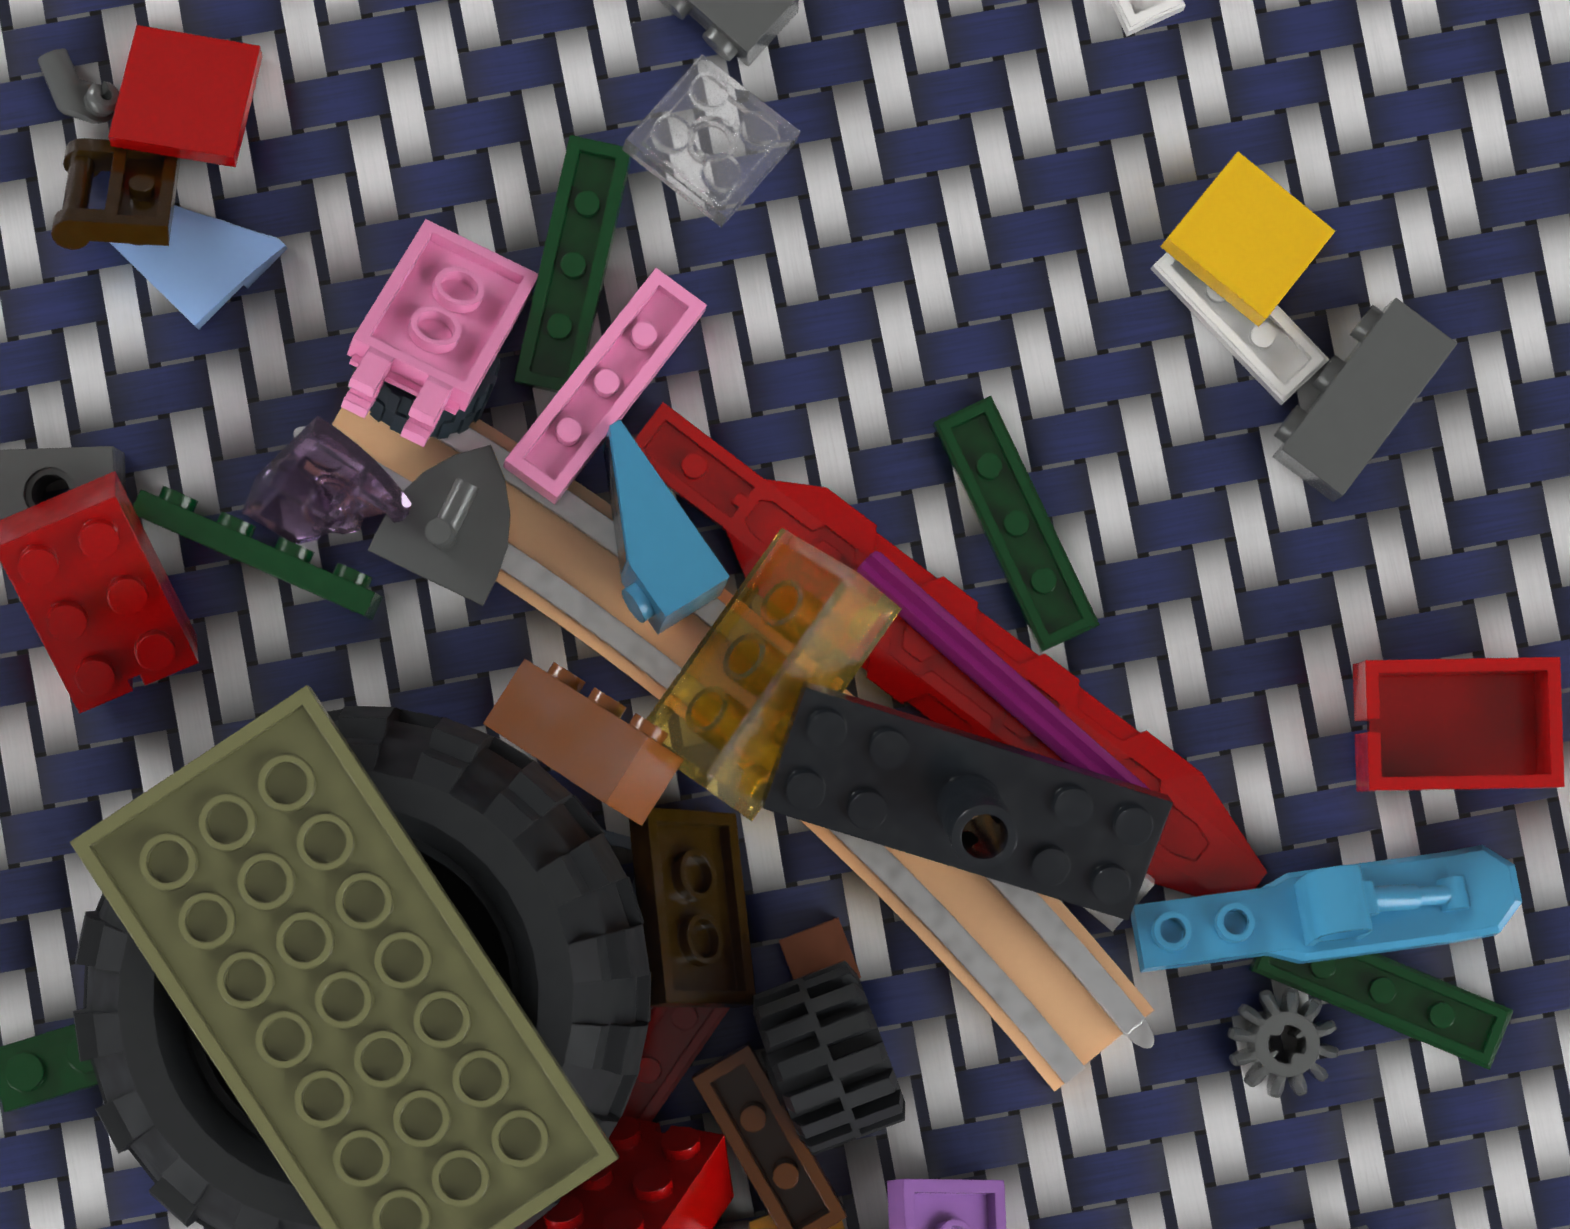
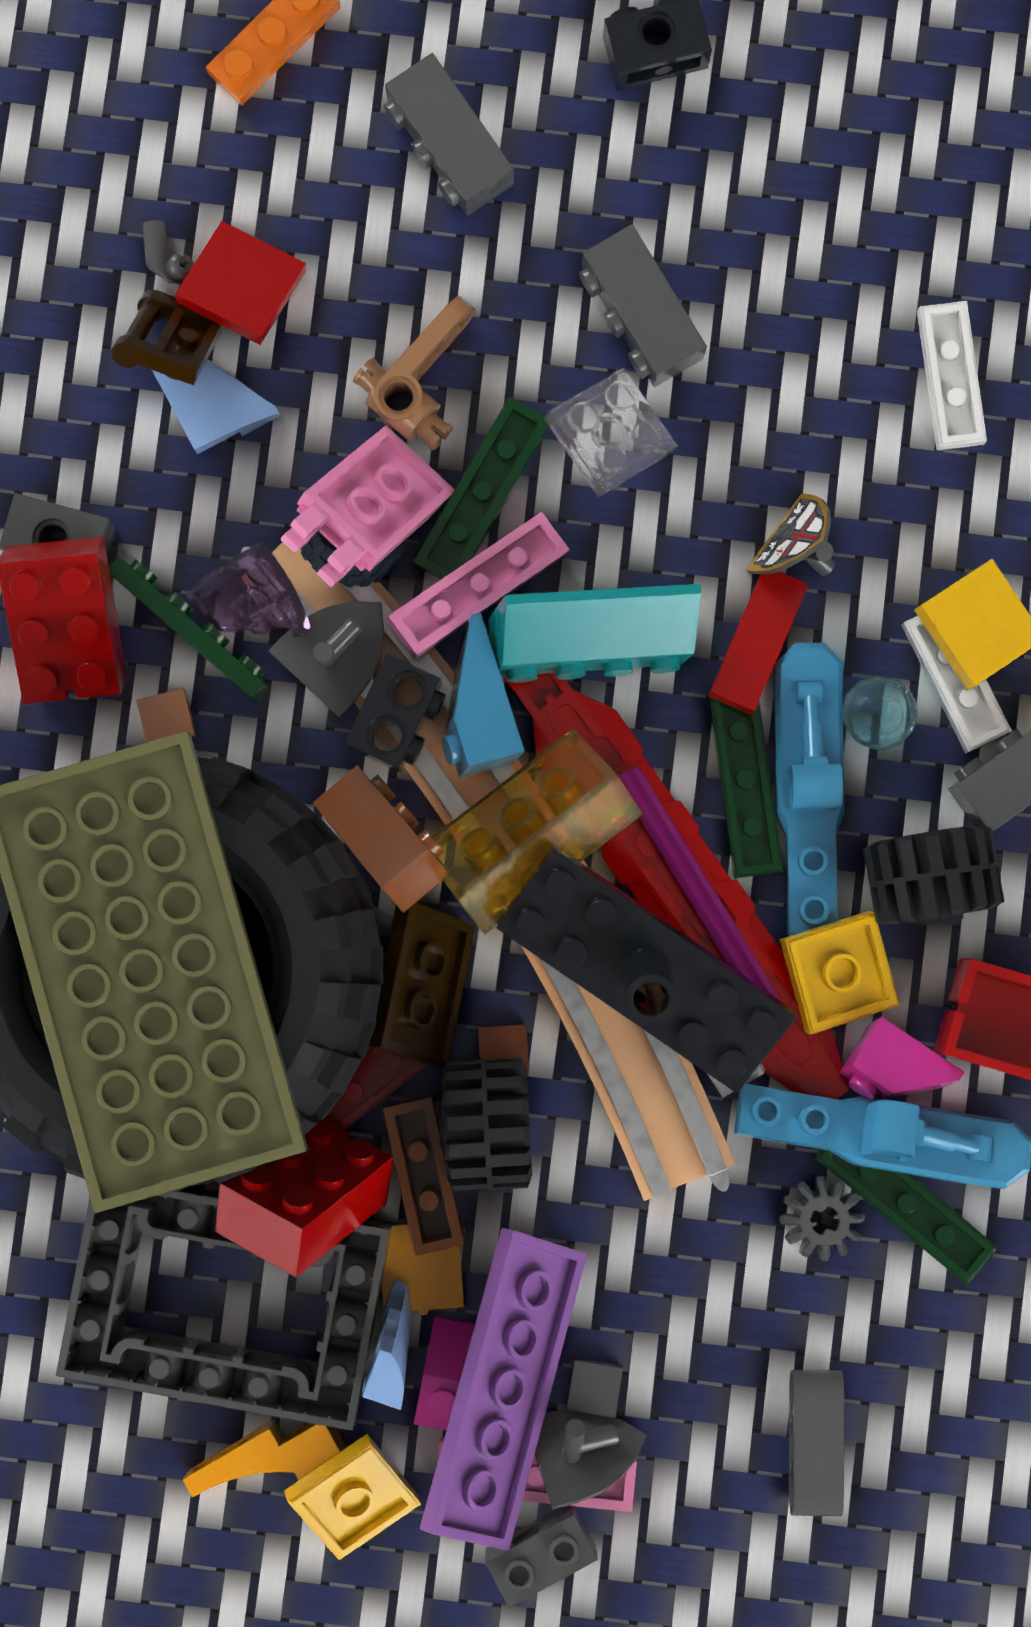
camera: 20 degrees right, 0 degrees up
(264, 673) = (166, 715): none -> nougat tile
(466, 195) = (421, 416): none -> medium nougat piece
(535, 578) = (382, 709): none -> black brick
(770, 399) = (595, 631): none -> teal slope
(977, 345) = (758, 641): none -> red tile
(988, 201) = (798, 537): none -> shield
(1097, 501) = (809, 779): none -> dark azure piece
(1158, 388) = (879, 712): none -> clear light blue hair
(1209, 728) = (839, 972): none -> yellow tile
(1288, 571) = (934, 875): none -> black wheel
(1314, 821) = (895, 1064): none -> dark pink slope

